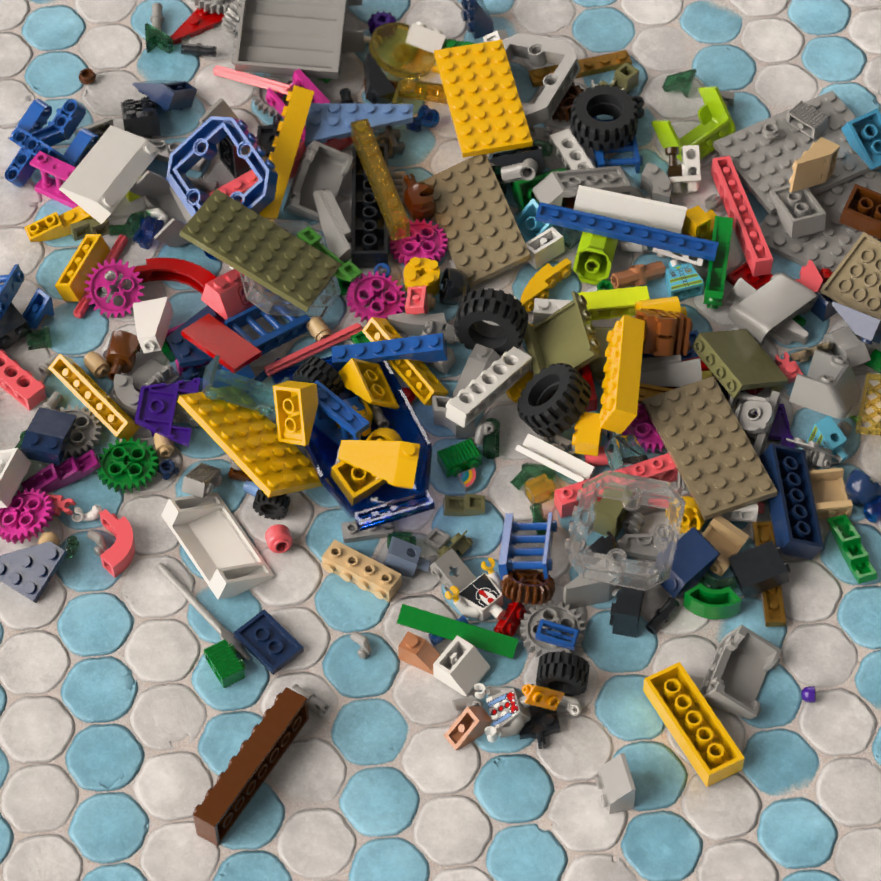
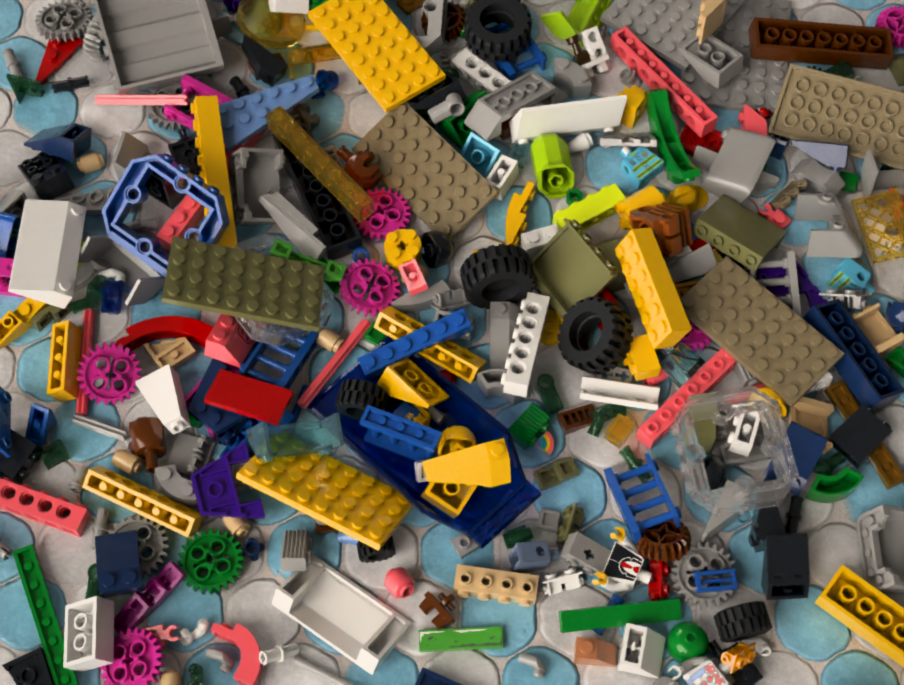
camera: 25 degrees left, 10 degrees up
(87, 331) = (100, 427): none -> light grey axle
(147, 553) = (278, 653): none -> white axle
(178, 293) = (170, 352): none -> tan wing
(183, 119) = (90, 163): none -> tan brick
(295, 411) = (362, 446): yellow slope -> none
(298, 564) = (431, 603): none -> reddish brown hips
(309, 602) = (460, 639): none -> bright green tile
(430, 590) = (569, 578): none -> white hinge
(483, 430) = (540, 391): light grey arm -> none
(496, 461) = (566, 428): none -> reddish brown slope
(508, 673) = (687, 641): none -> green cylinder
(626, 231) = (576, 136): blue plate -> none
(626, 644) = (786, 566): none -> black slope
(638, 275) = (599, 174): nougat piece -> none
(643, 529) = (744, 434): none -> white brick
(711, 321) = (689, 196): none -> yellow piece
(761, 422) = (790, 273): light grey plate -> none

